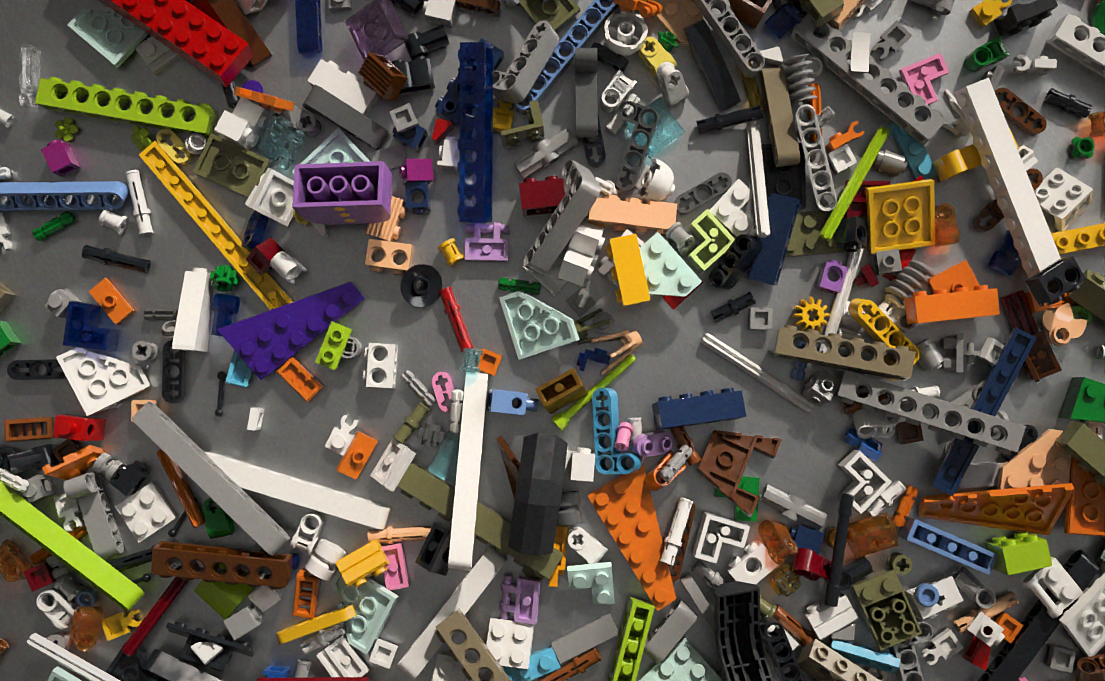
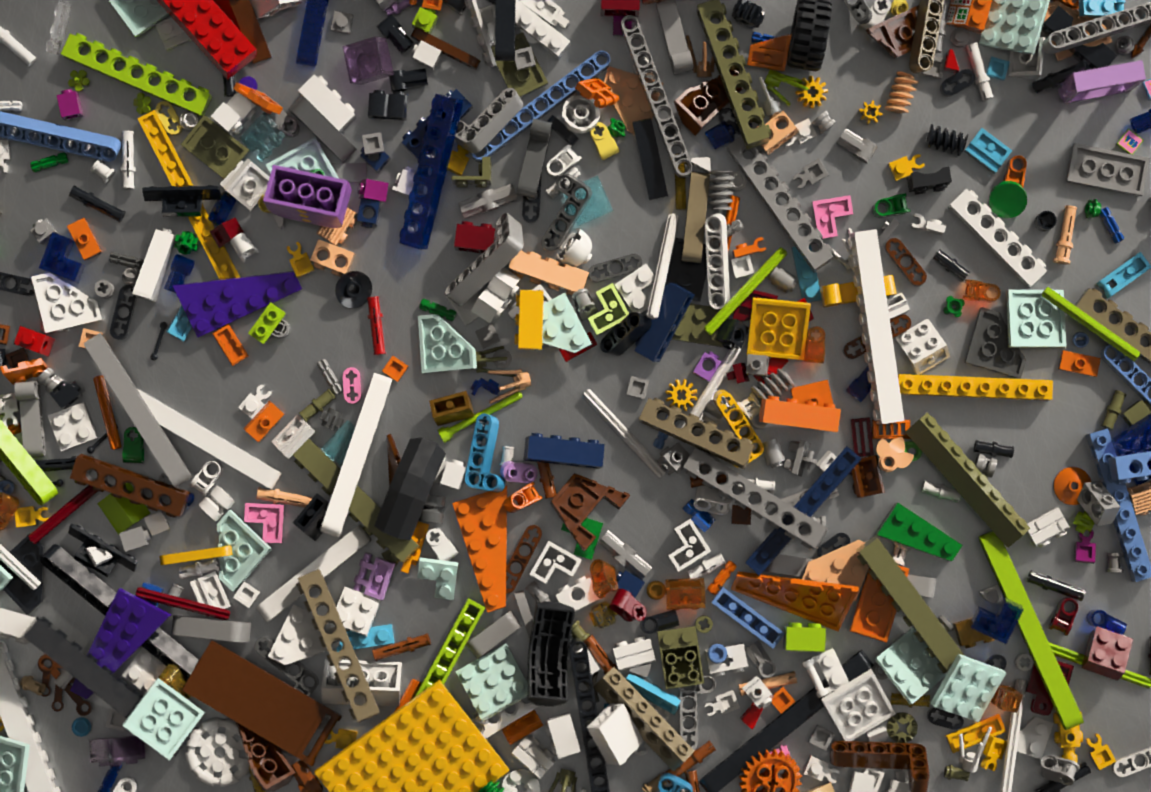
camera: 10 degrees right, 0 degrees up
(206, 231) = (181, 200): none -> black bracket
(255, 419) = (185, 369): white tile -> none
(307, 580) = (189, 519): orange slope -> none
(356, 269) = (301, 262): none -> yellow plate
(363, 564) = (249, 513): yellow brick -> none
(382, 76) = (363, 103): reddish brown brick -> none
(387, 366) = (308, 351): white brick -> none
(441, 130) = (402, 159): red slope -> none
(450, 252) = (385, 267): yellow bush -> none
(456, 410) = (357, 403): white axle -> none
(471, 360) = (381, 364): clear light blue bush -> none
(487, 249) = (416, 271): lavender plate -> none
(501, 402) = (397, 405): medium blue torso -> none
(585, 638) = (421, 623): light grey tile -> none
(609, 188) = (533, 245): white axle -> none
(623, 437) = (496, 456): bright pink pin -> none
(671, 83) = (610, 167): white piece -> none
(676, 463) = (533, 491): light grey axle -> none
(676, 531) = (517, 553): white pin -> none
(722, 121) = (653, 209): black pin -> none
(733, 307) = (616, 372): black pin -> none
(844, 514) = (640, 626): black piece -> none
(860, 51) = (777, 179): white sticker -> none
(1055, 279) = (886, 409): black brick -> none

